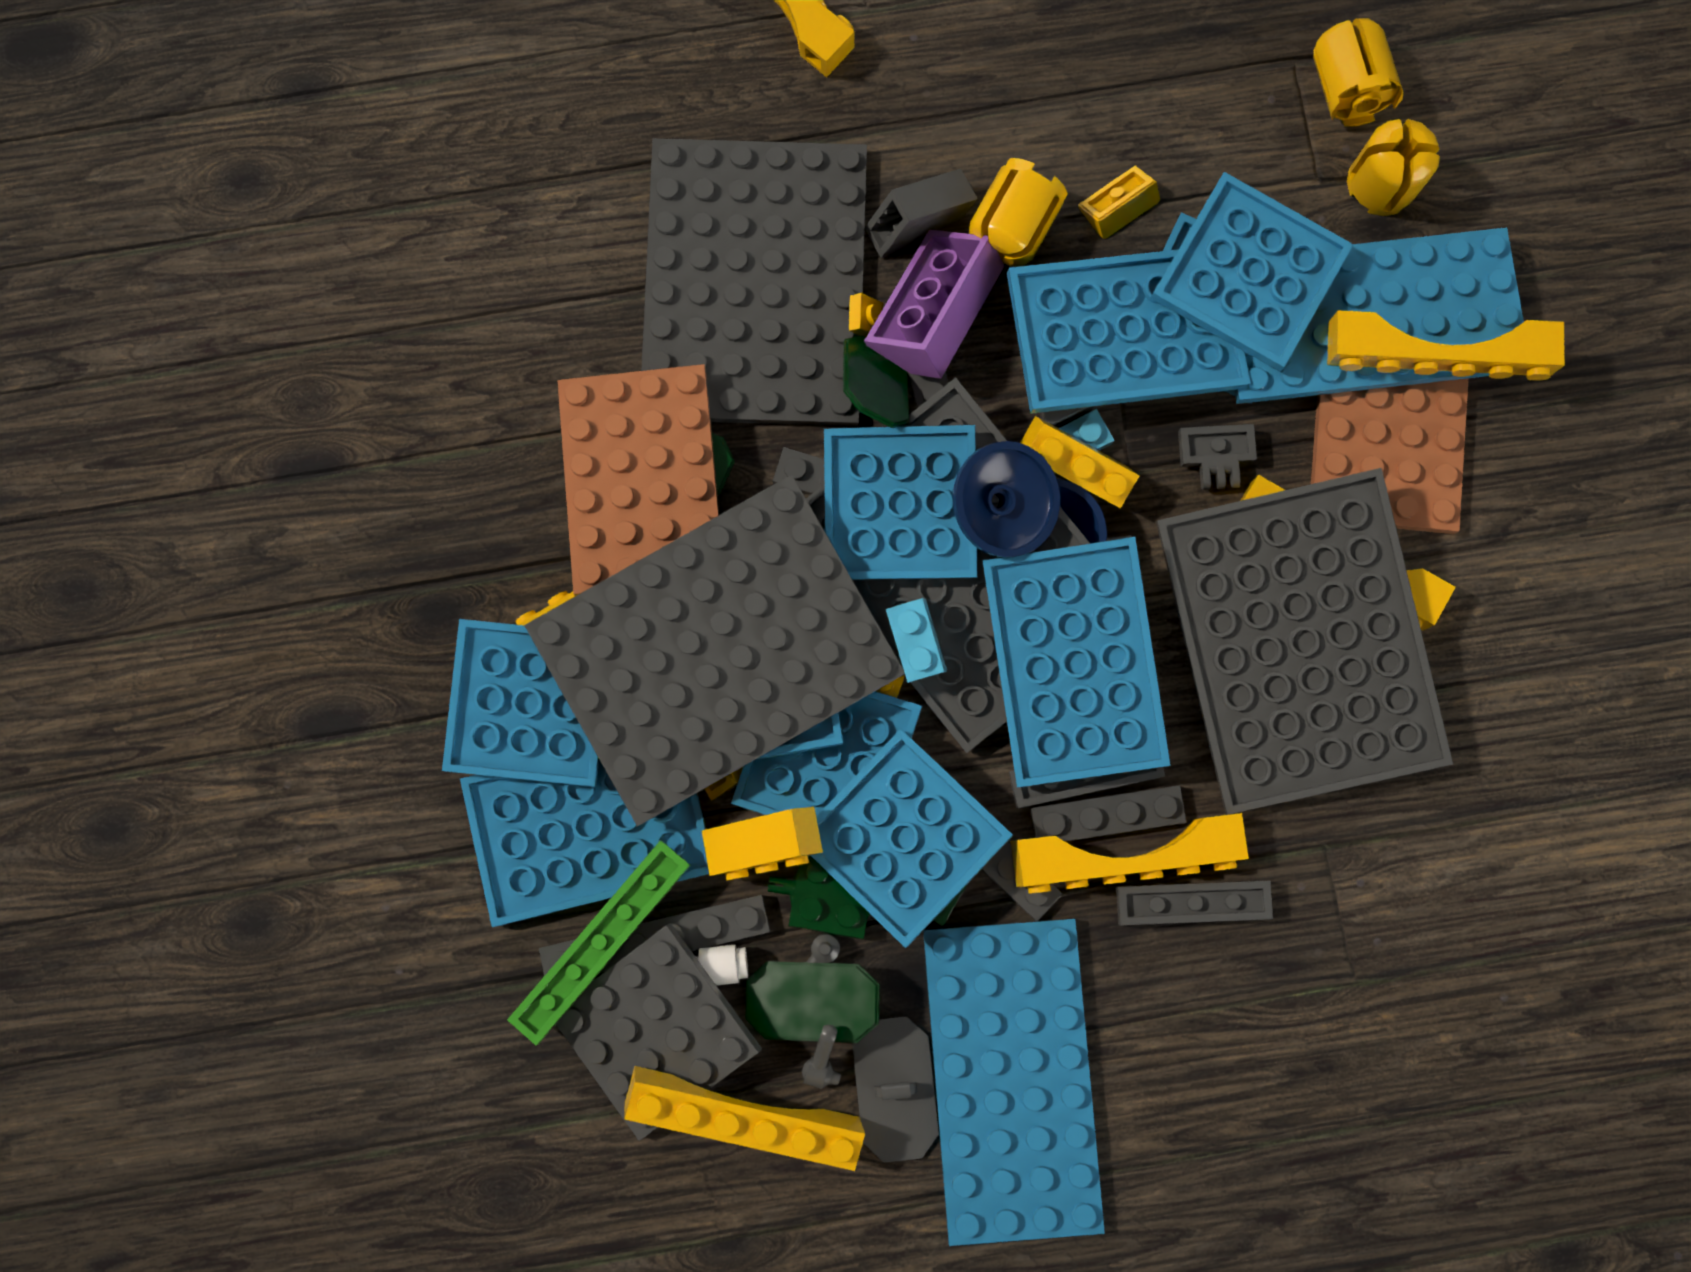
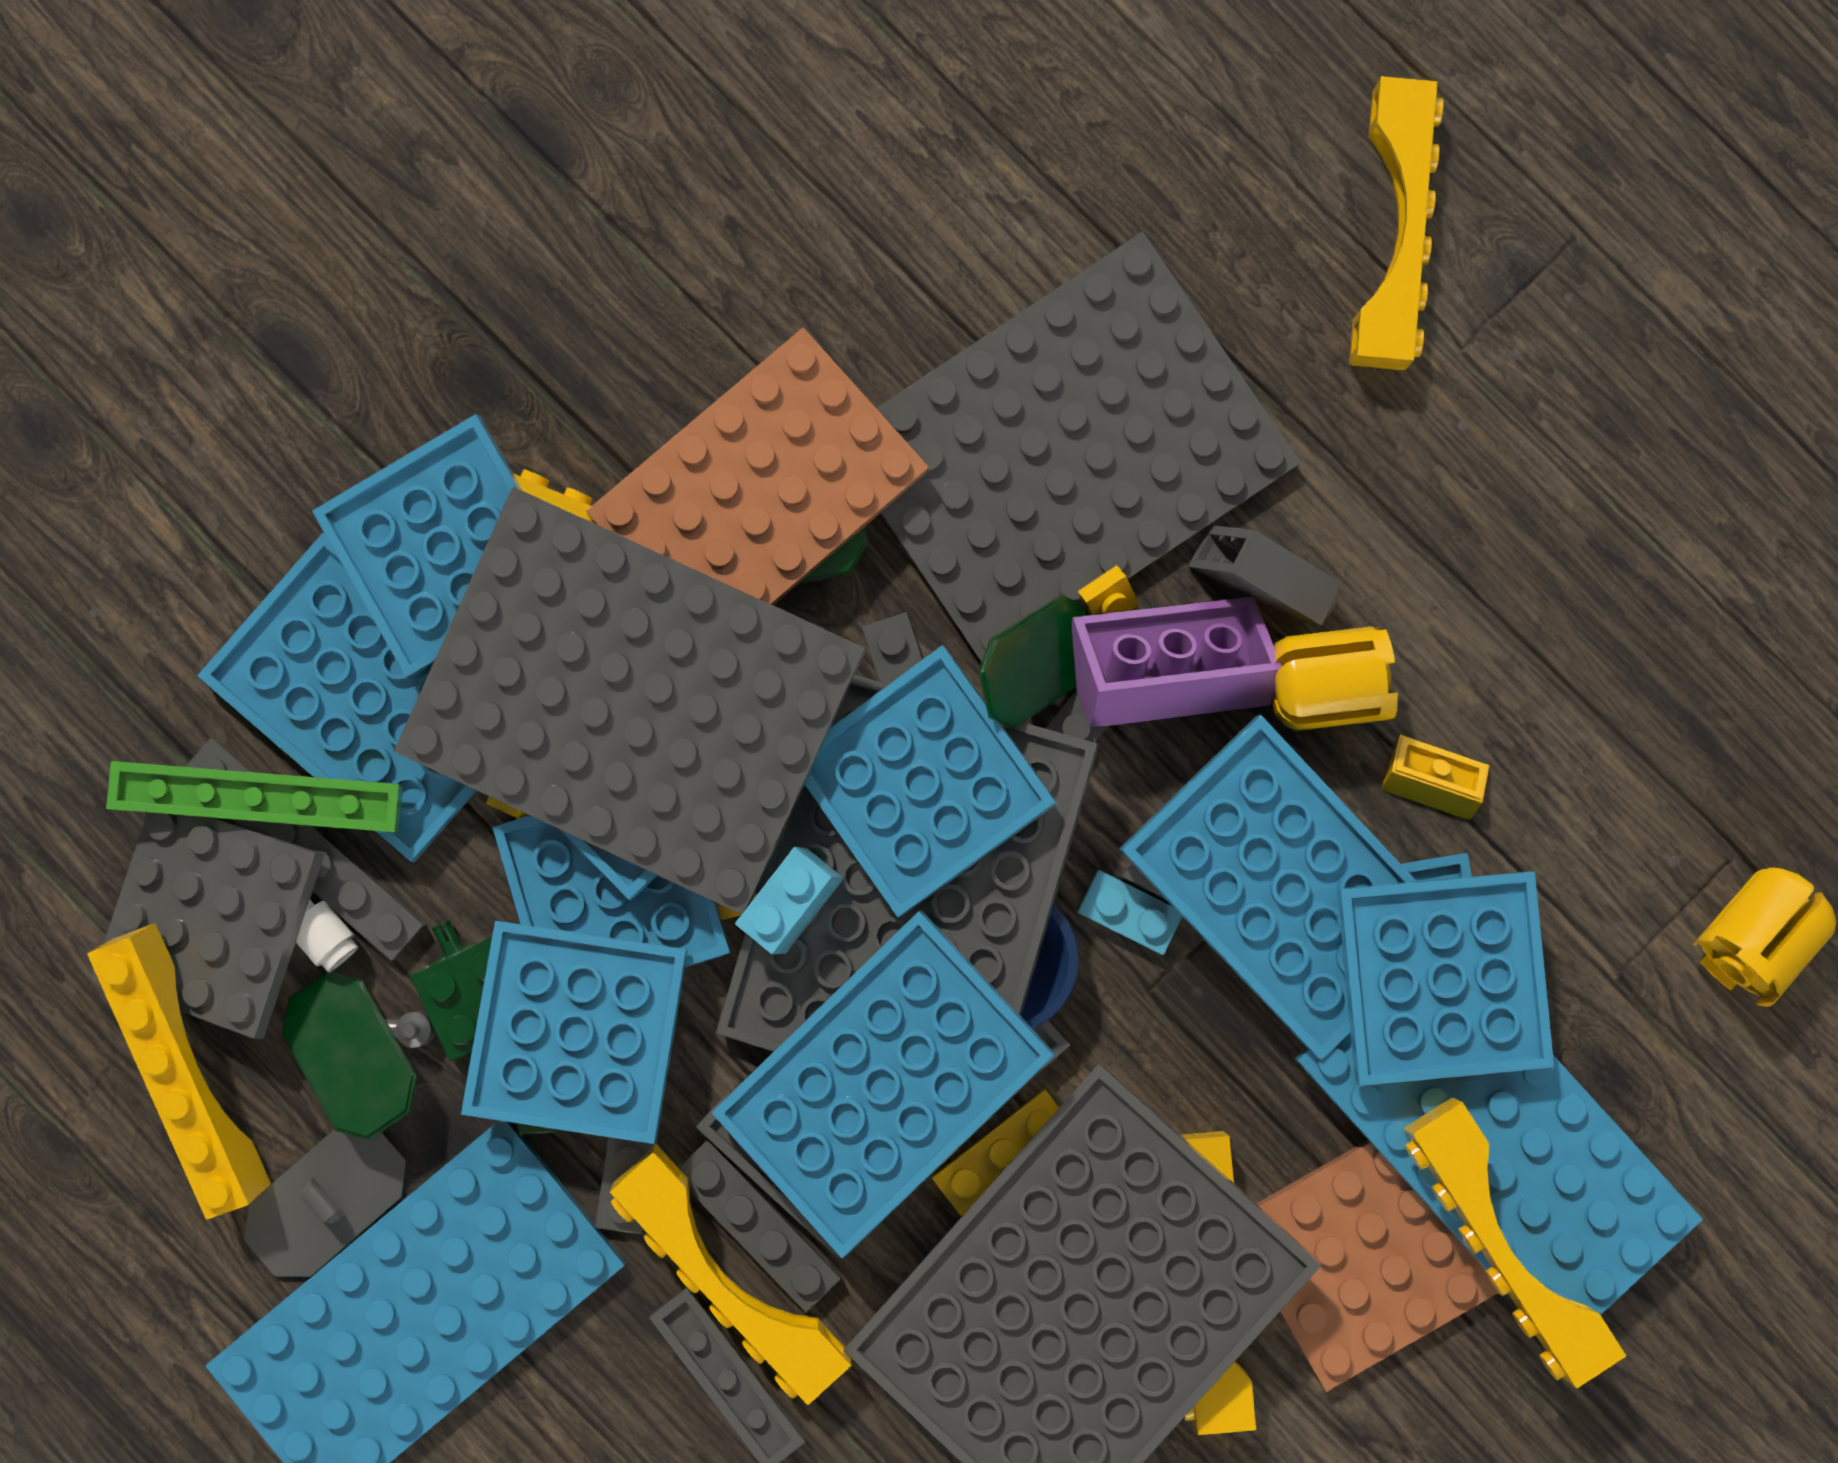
camera: 55 degrees right, 5 degrees up
(762, 843) = (468, 891): yellow brick -> none
(818, 1069) = (288, 1108): dark grey piece -> none
(1025, 493) = (1004, 918): dark blue dish -> none
(1081, 462) = (1104, 935): yellow brick -> none
(1166, 632) = (981, 1163): none -> yellow plate
(1217, 452) = (1229, 1074): dark grey hinge -> none
(1393, 166) = (1682, 1049): yellow cylinder -> none

